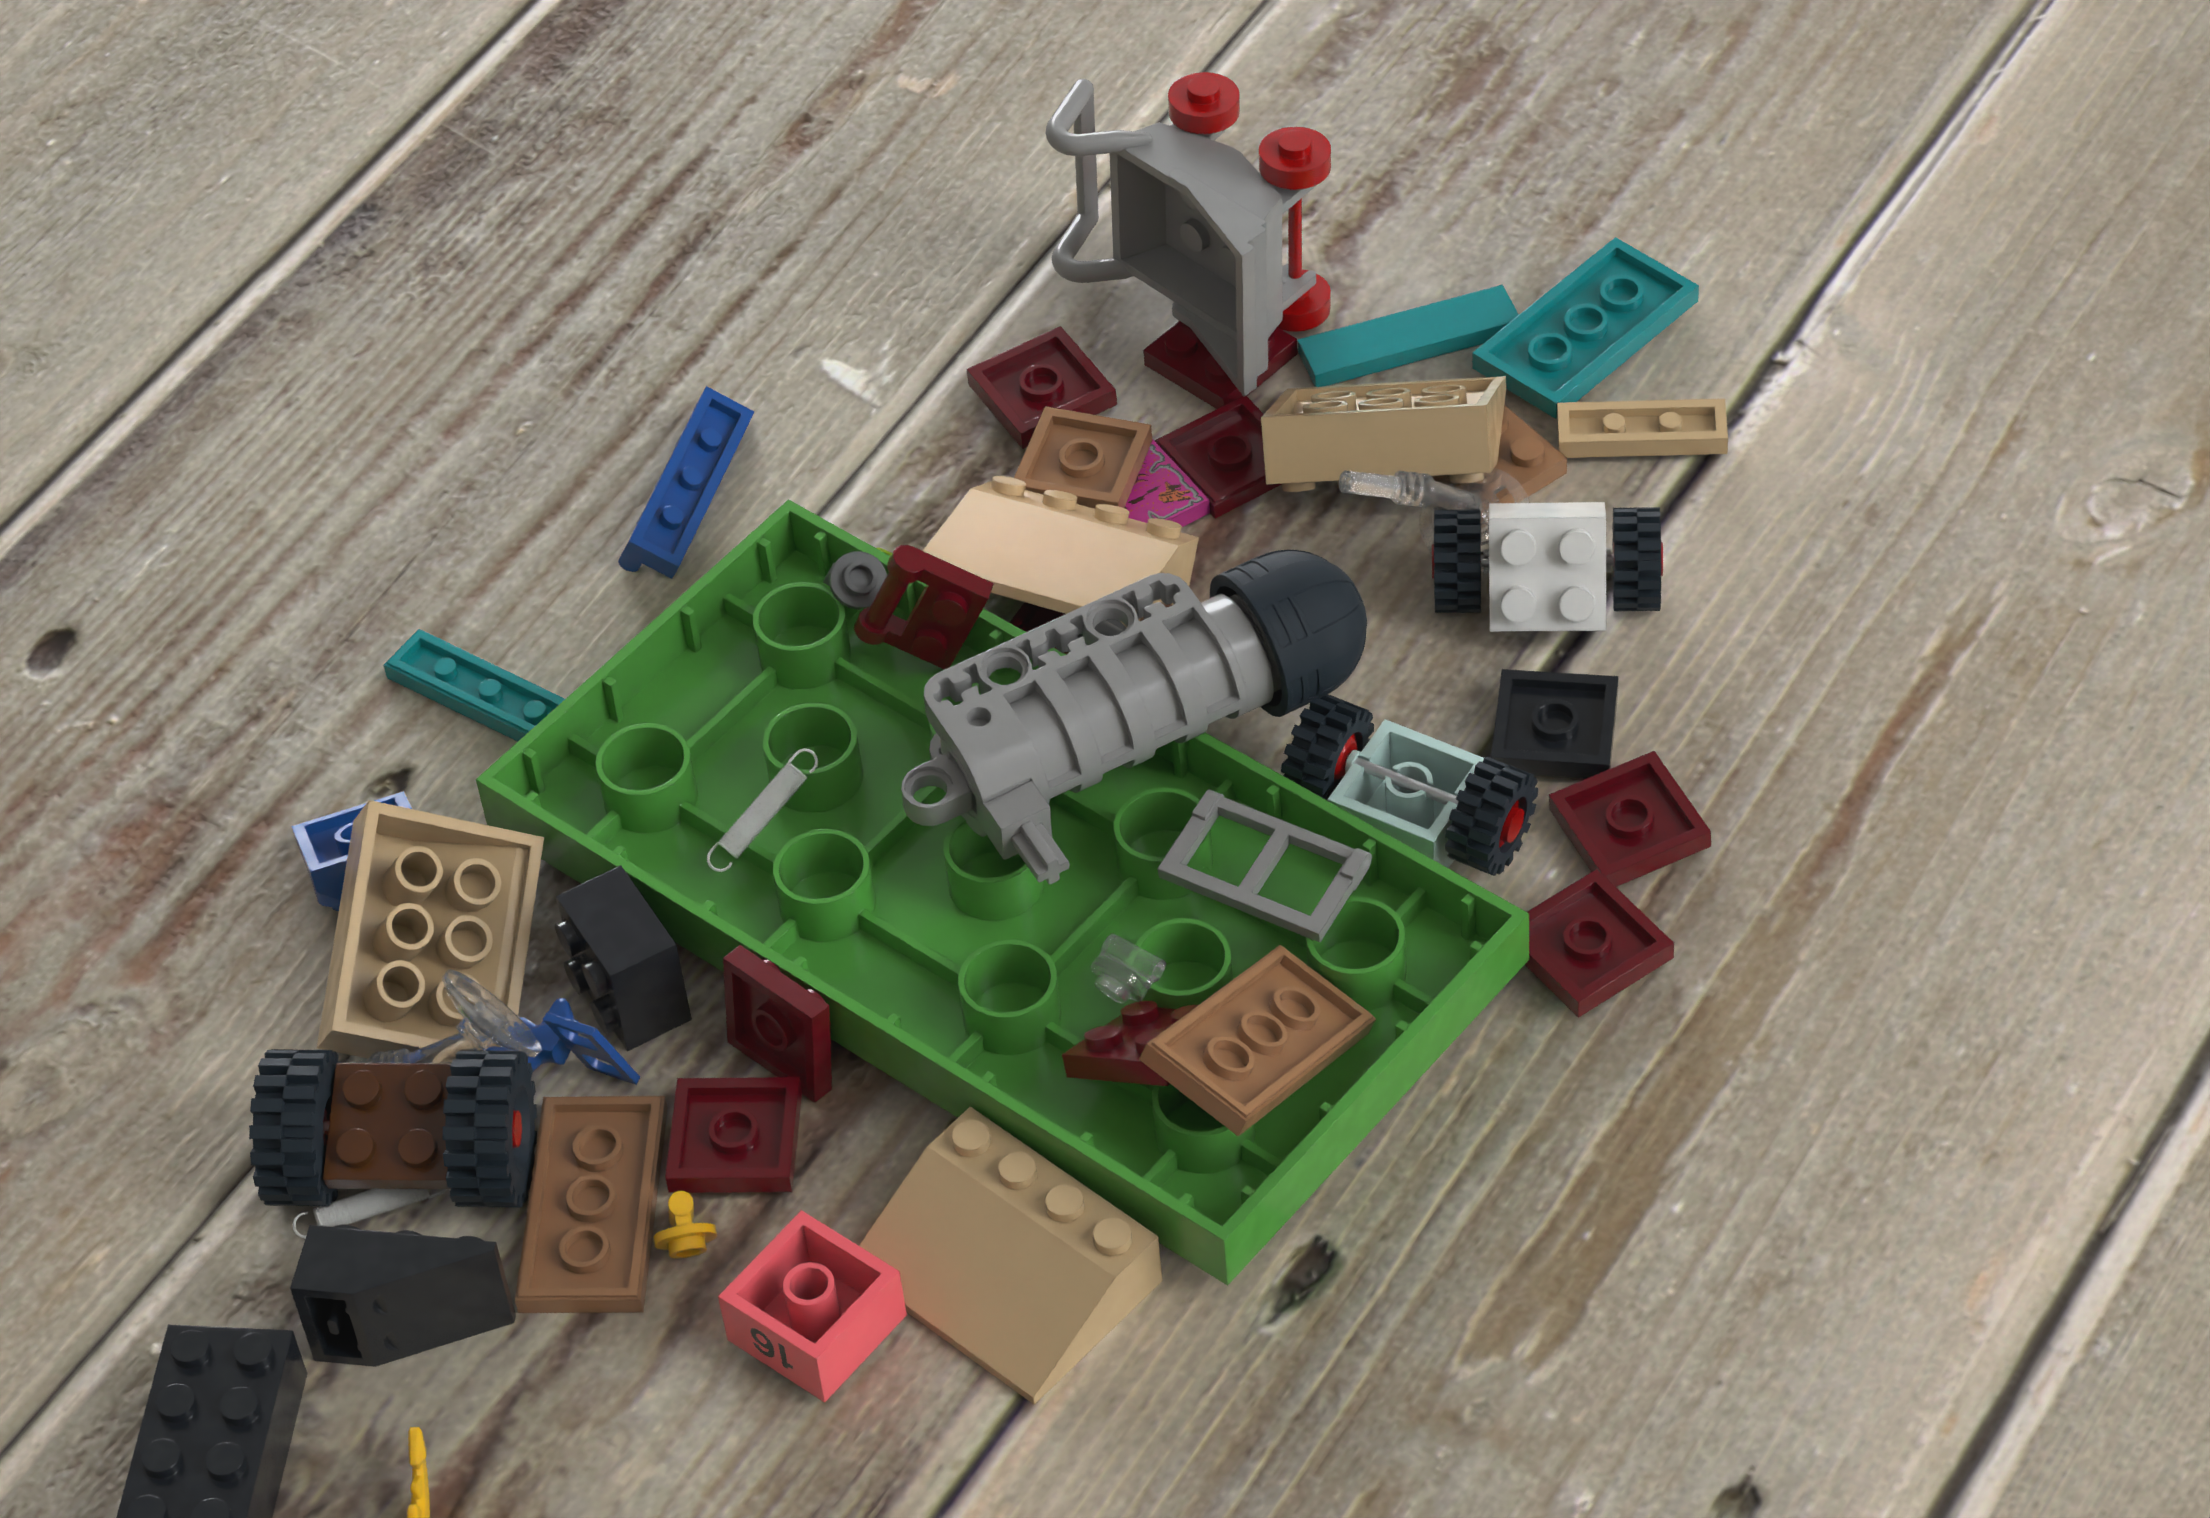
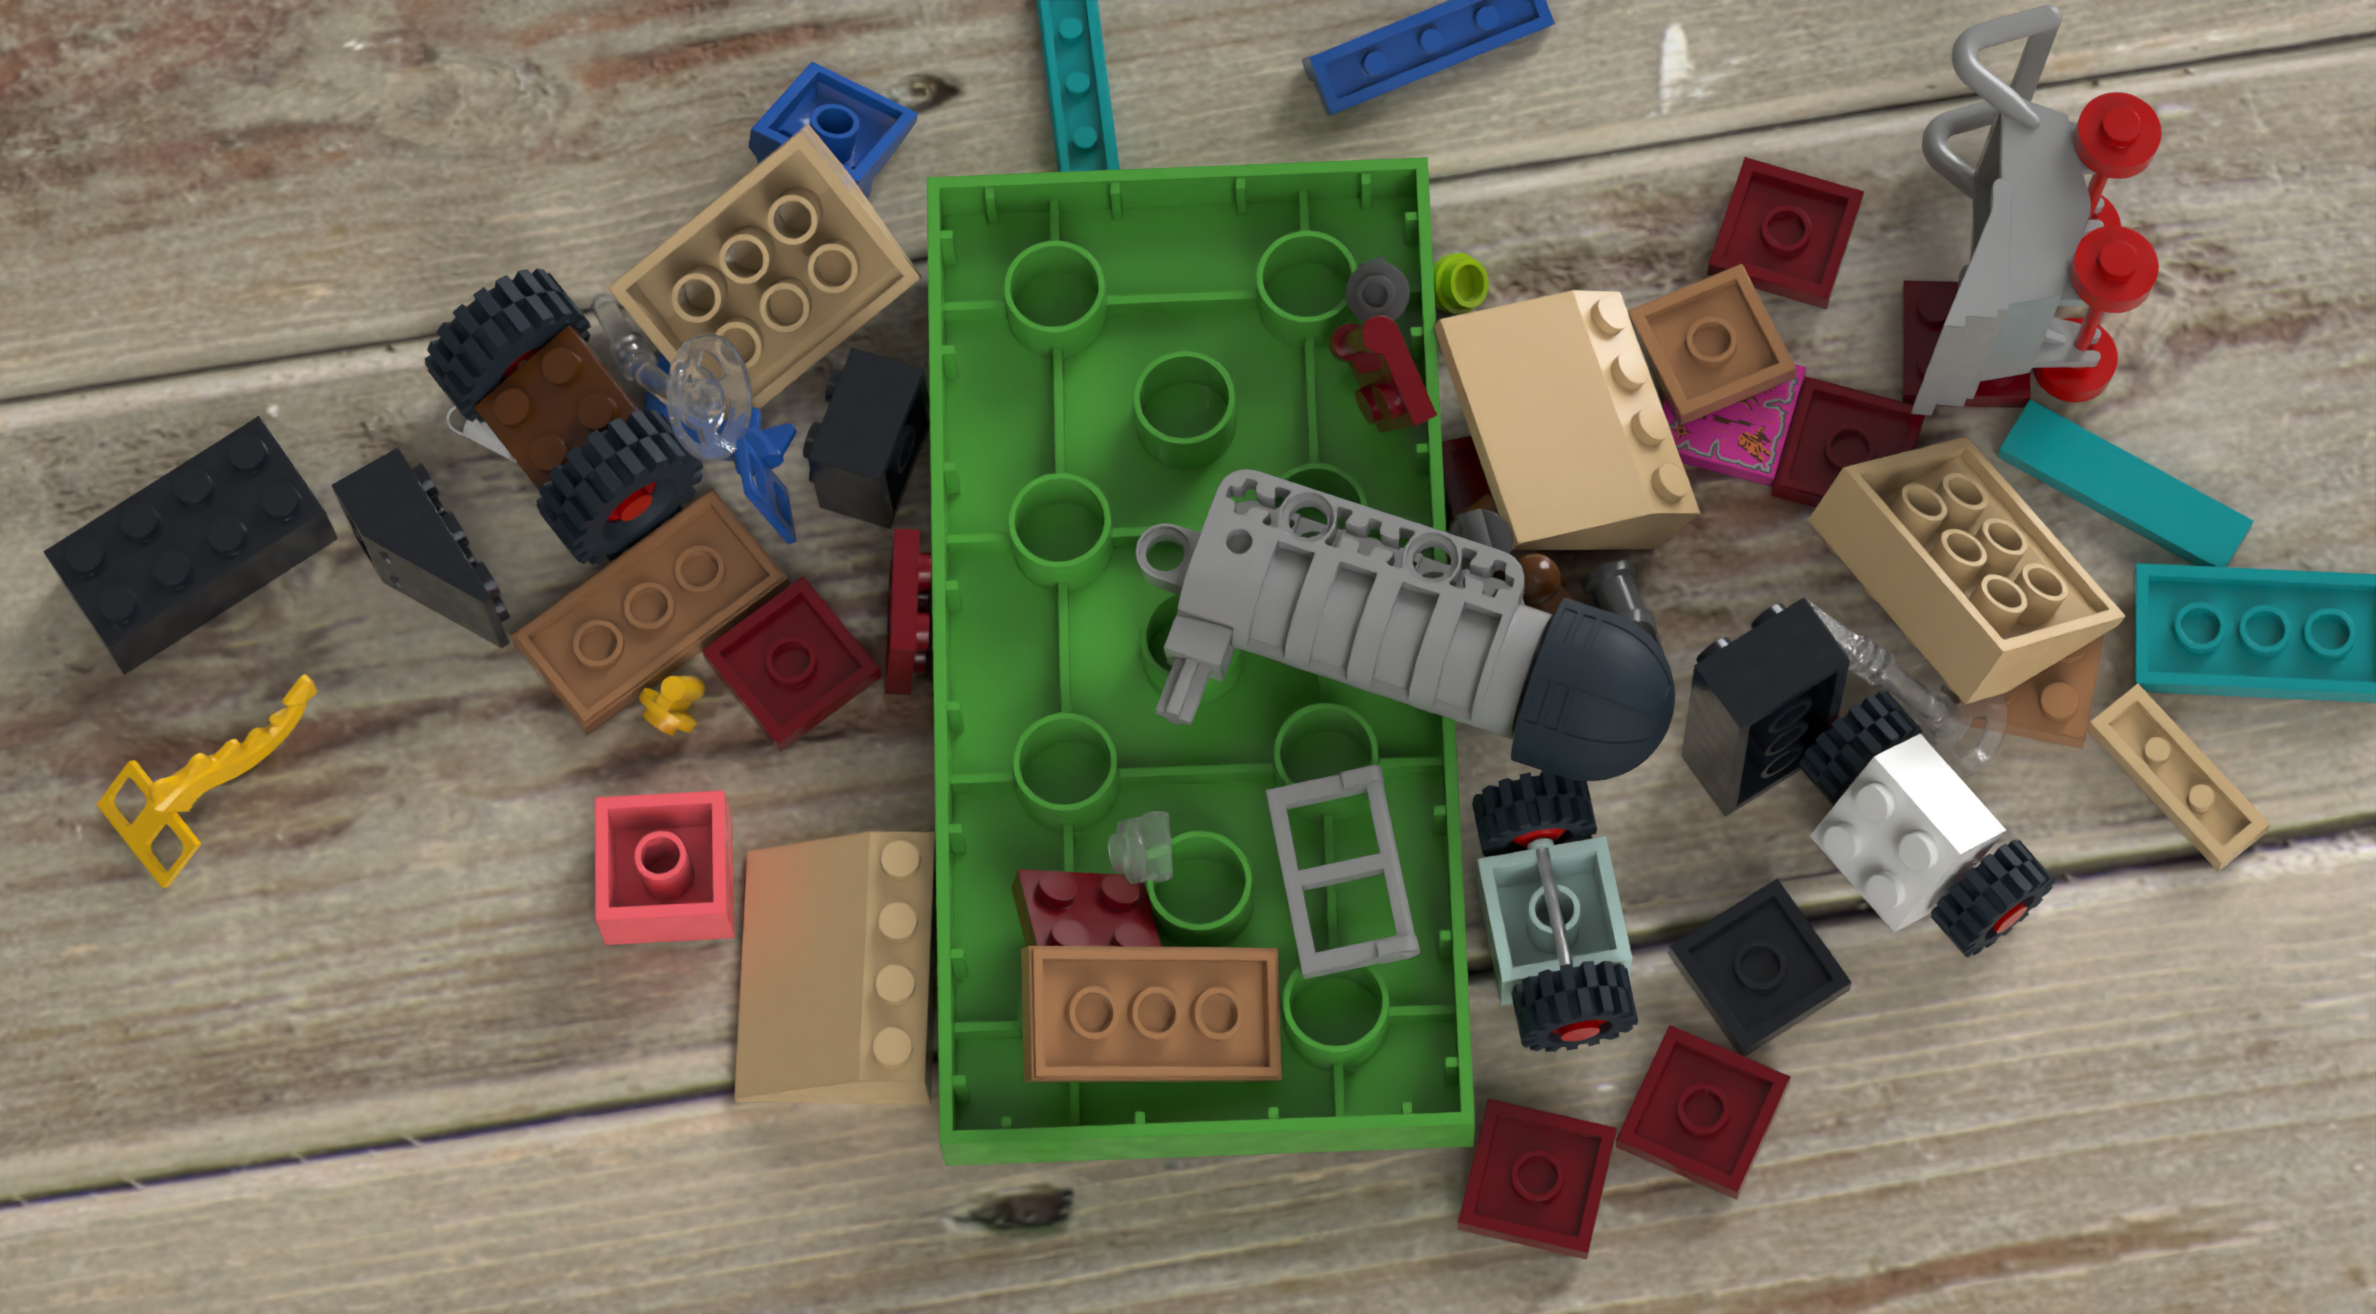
camera: 50 degrees right, 20 degrees up
(762, 810) = (1081, 424): white piece -> none
(1388, 554) = (1762, 703): none -> black brick

